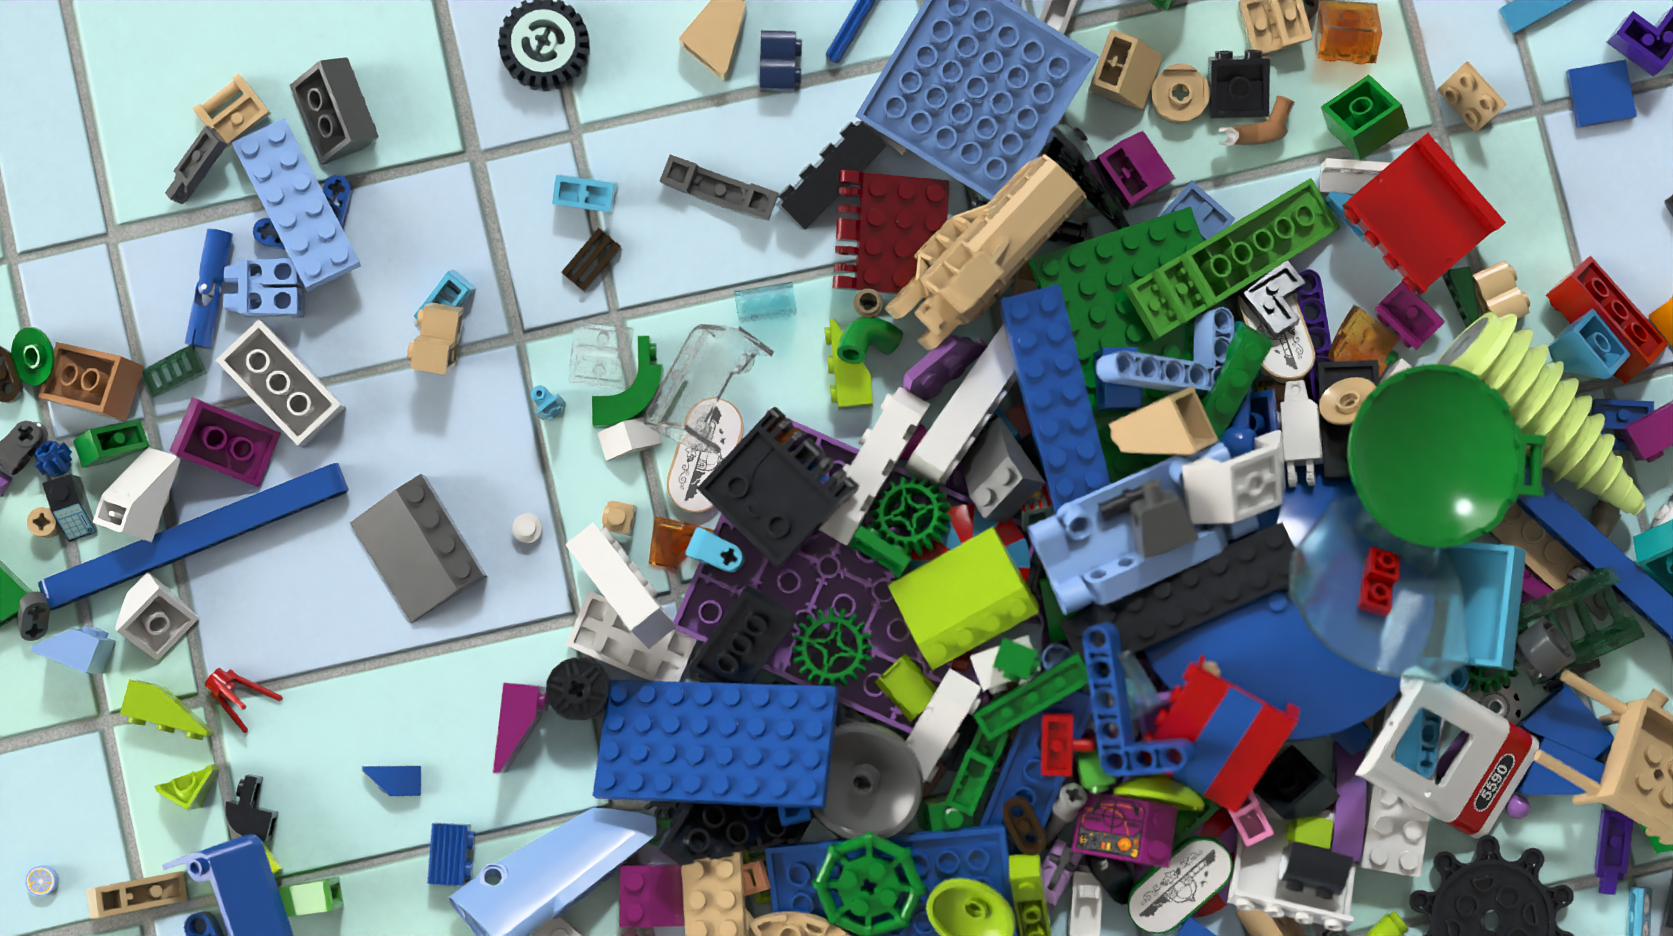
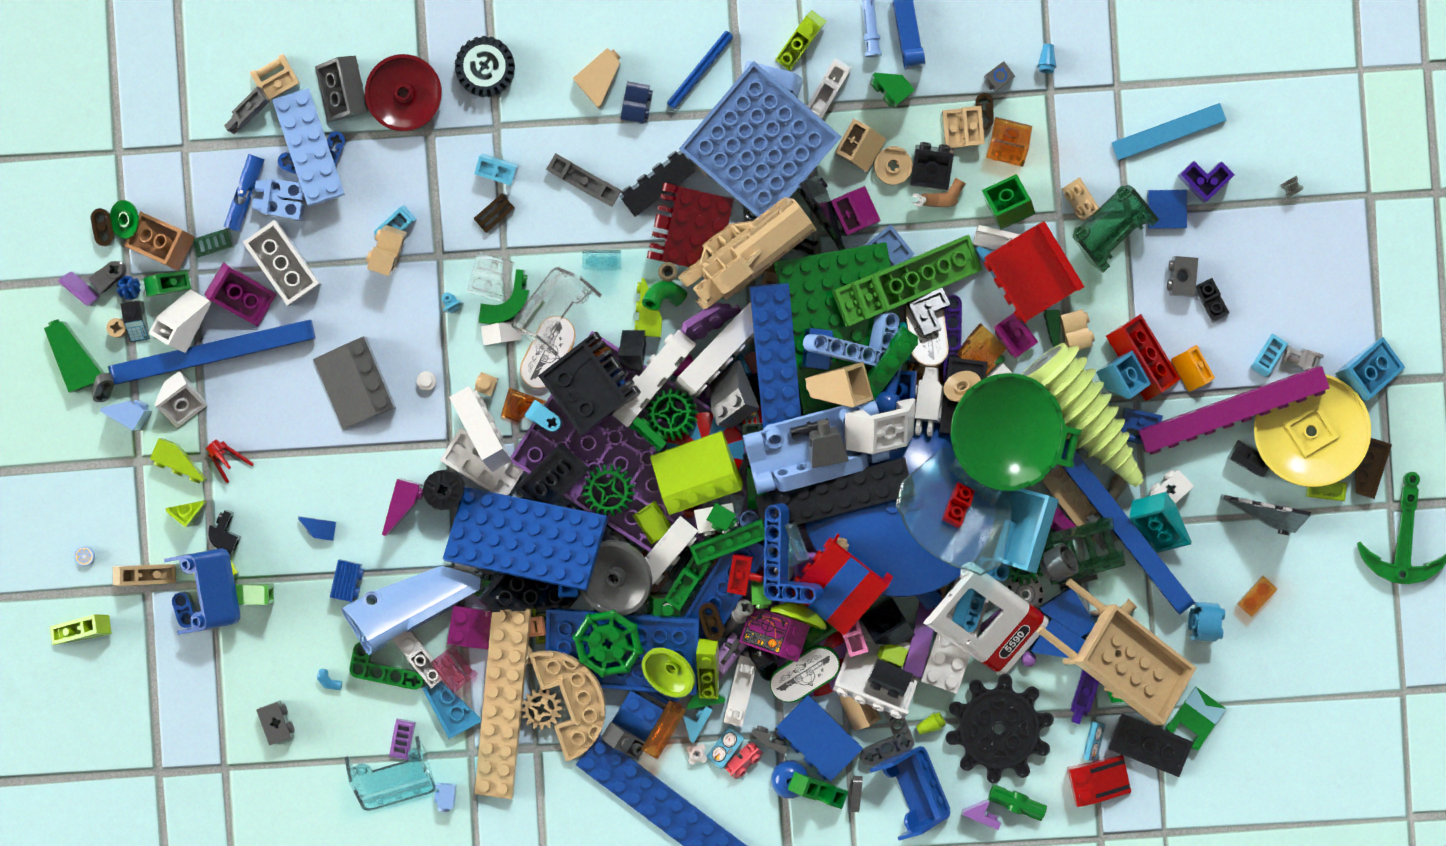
camera: 10 degrees right, 5 degrees up
(427, 100) = (403, 92): none -> dark red dish
(834, 426) = (632, 349): none -> black brick
(1528, 123) = (1111, 225): none -> clear green windscreen
(1653, 174) = (1189, 266): none -> dark grey brick

